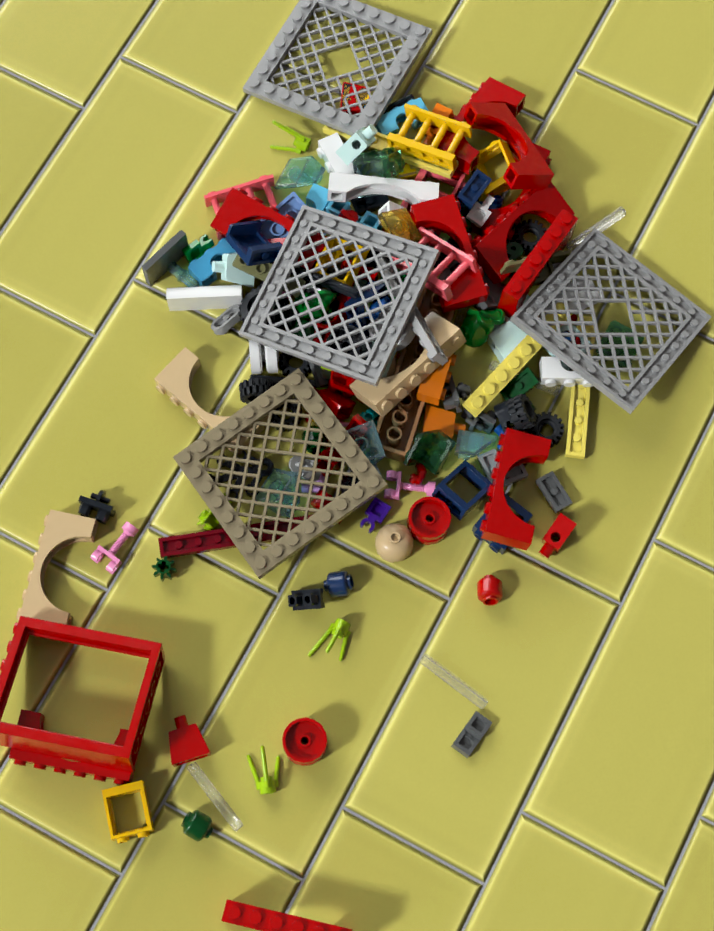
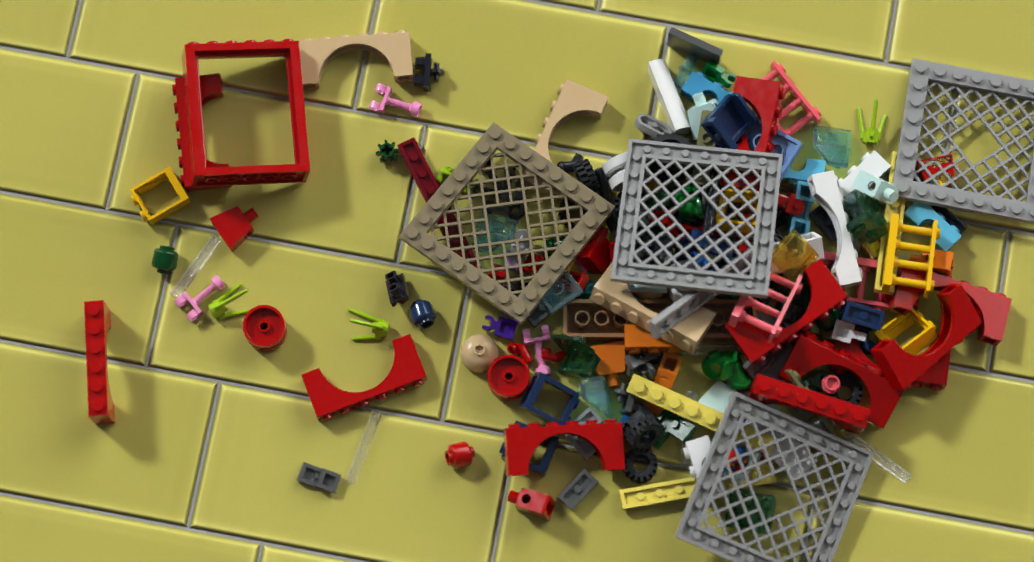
camera: 75 degrees right, 5 degrees up
(235, 398) = (567, 166): none -> black arm
(241, 779) = (217, 284): none -> bright pink bar
(390, 616) = (330, 400): none -> red arch
(402, 504) = (520, 350): none -> red arm
(471, 376) = (665, 377): none -> orange slope
(522, 241) = (831, 384): none -> coral plate

